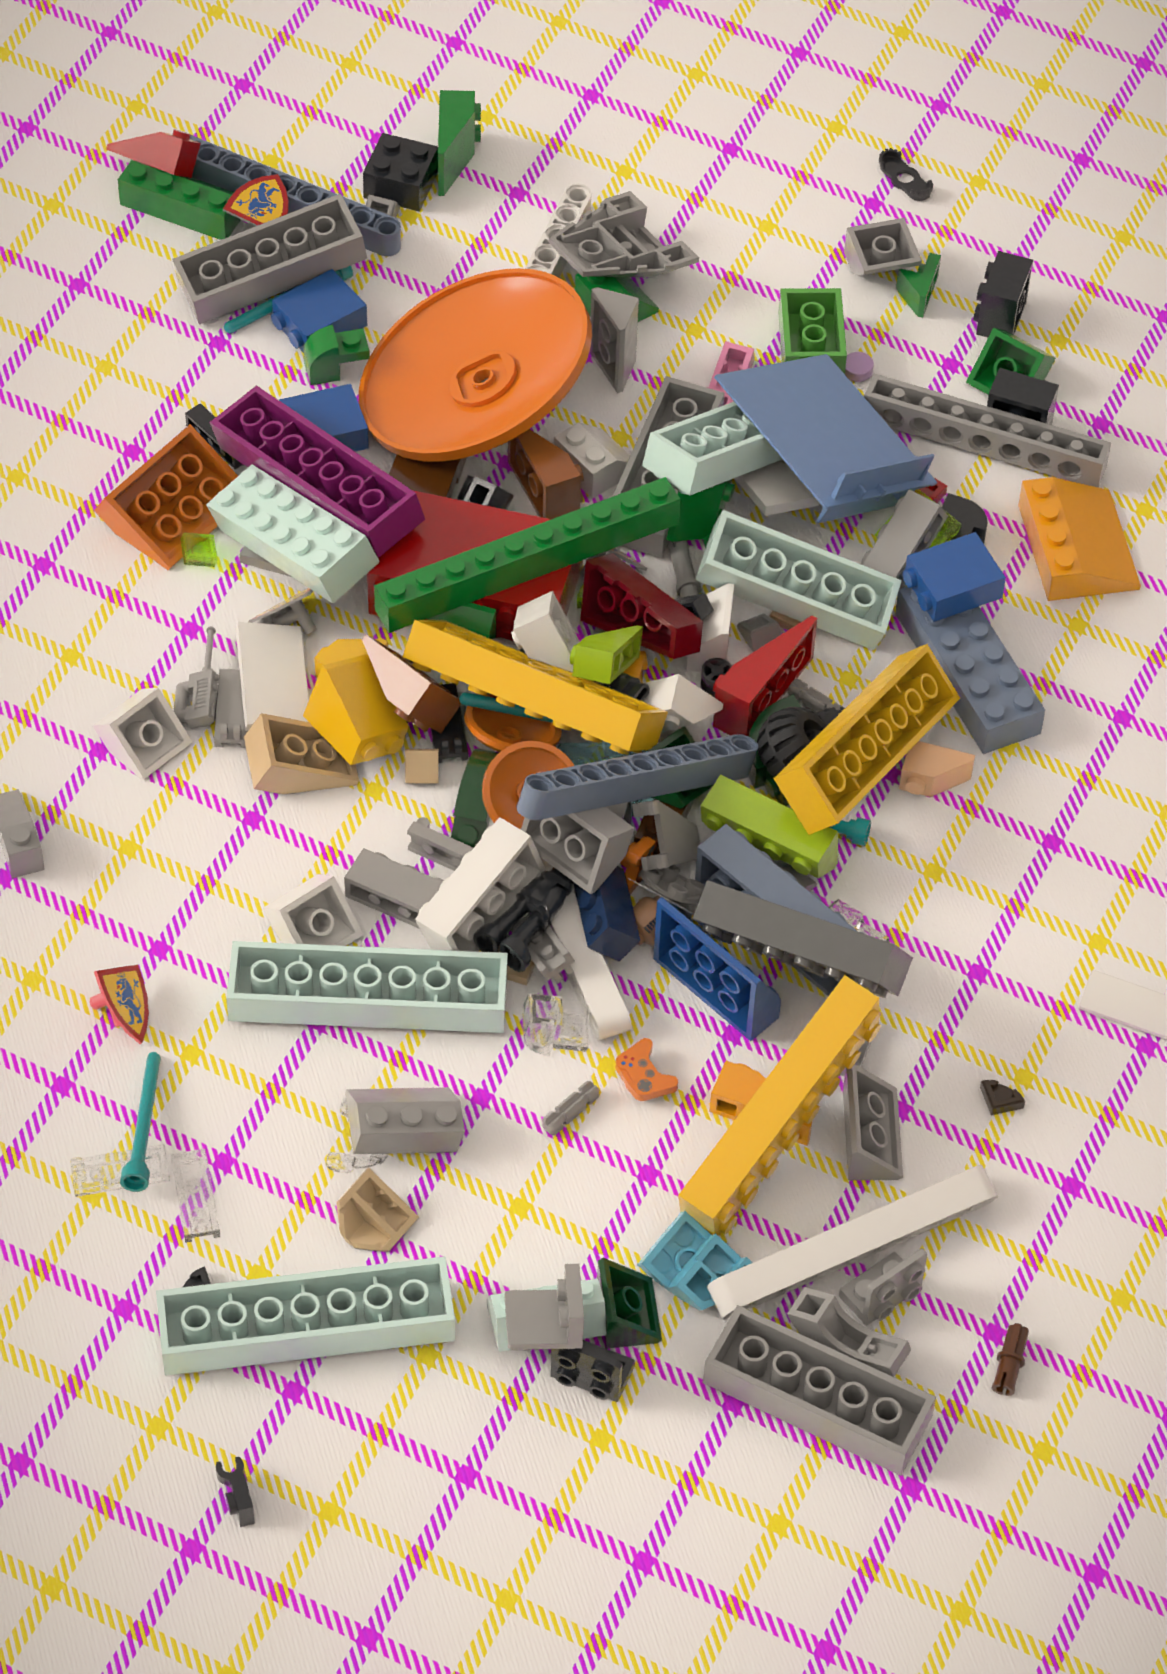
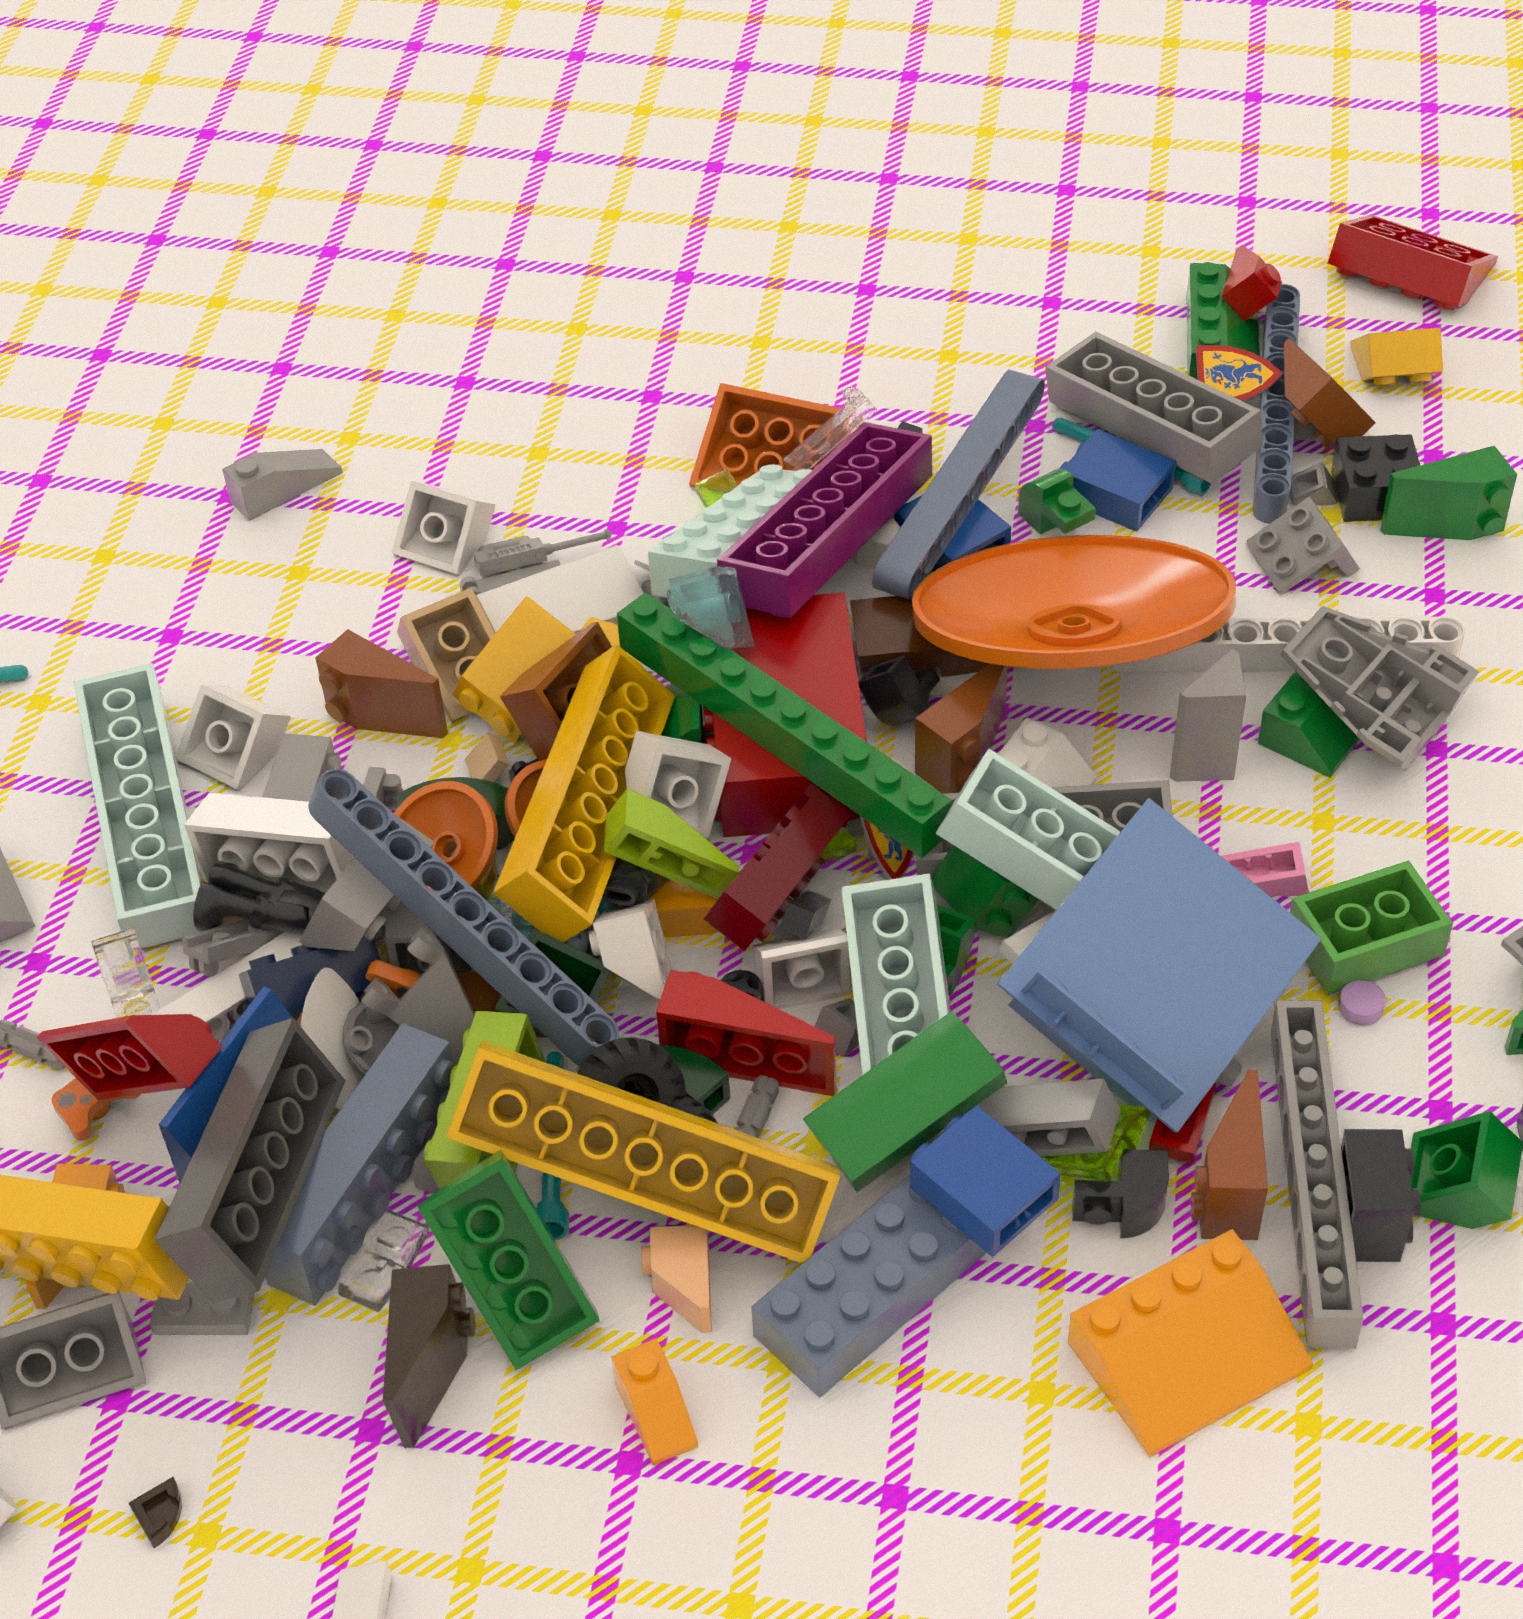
camera: 75 degrees right, 5 degrees down
(125, 997) = (74, 617): shield -> none
(171, 60) = (1410, 260): none -> red slope
(206, 448) = (833, 431): none -> clear hinge
(274, 110) = (1398, 354): none -> yellow slope
(295, 386) = (958, 484): none -> sand blue beam
(323, 163) = (1321, 399): none -> dark orange slope
(324, 806) = (379, 689): none -> dark orange slope
(413, 545) = (712, 605): none -> clear light blue slope
(445, 241) = (1299, 546): none -> light grey bracket
(670, 998) = (134, 1053): none -> red slope
(873, 596) = (905, 1100): none -> green slope
(912, 835) = (508, 1260): none -> green slope
(949, 912) = (423, 1344): none -> dark brown slope
(970, 462) = (1234, 1175): none -> dark orange slope
(1021, 810) = (654, 1401): none -> light orange slope

